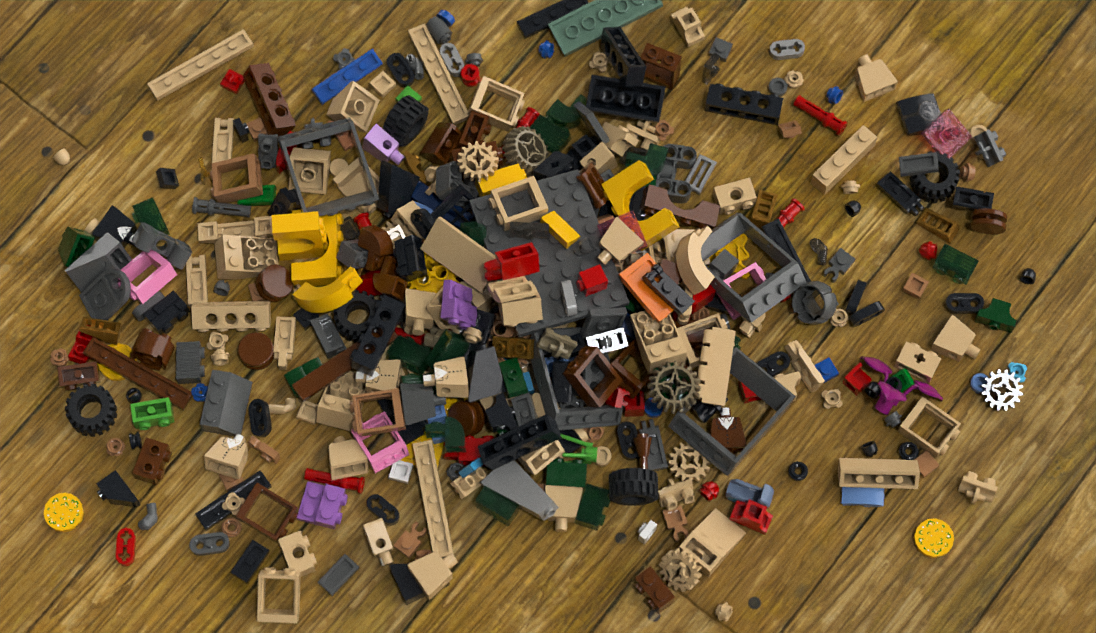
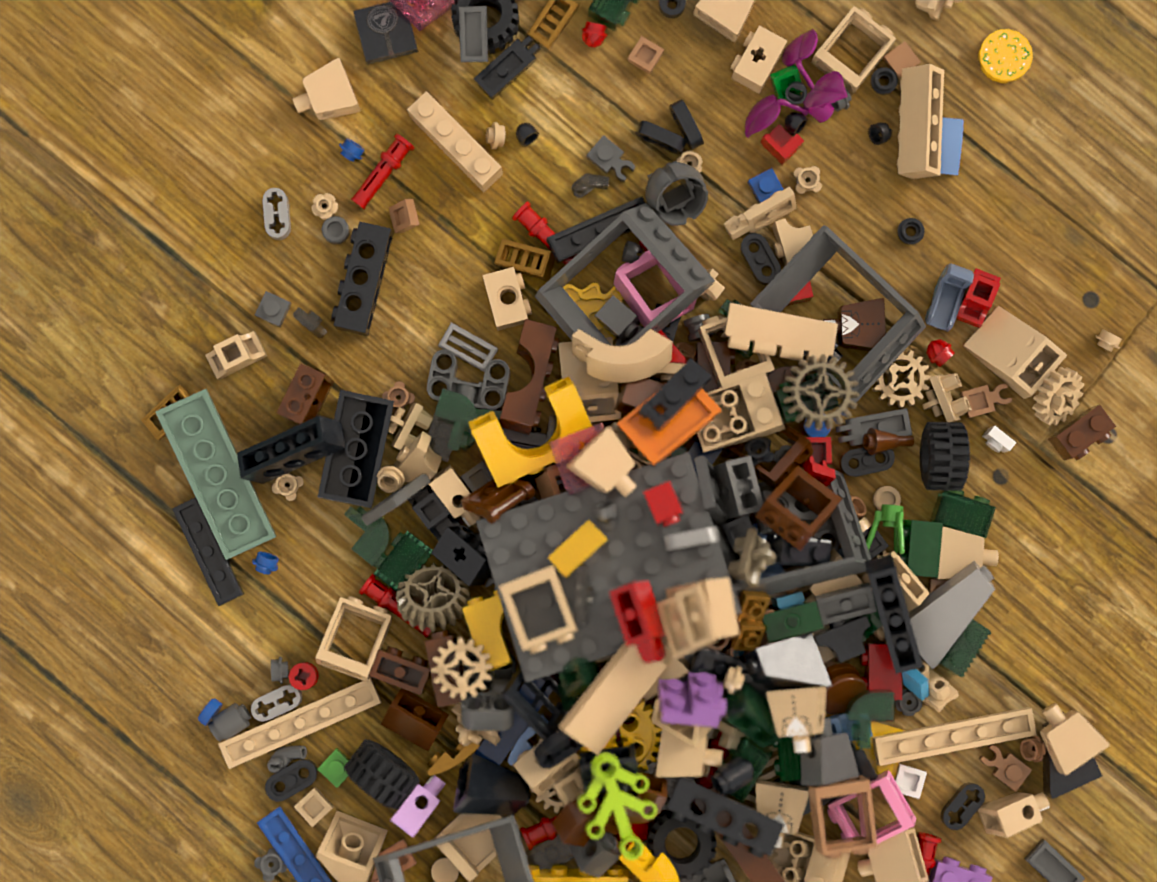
camera: 90 degrees left, 15 degrees up
(389, 257) = (615, 801): none -> lime plant
(406, 338) = (732, 776): none -> black brick
(605, 119) = (386, 483): none -> tan plate
(632, 355) = (759, 444): none -> black plate

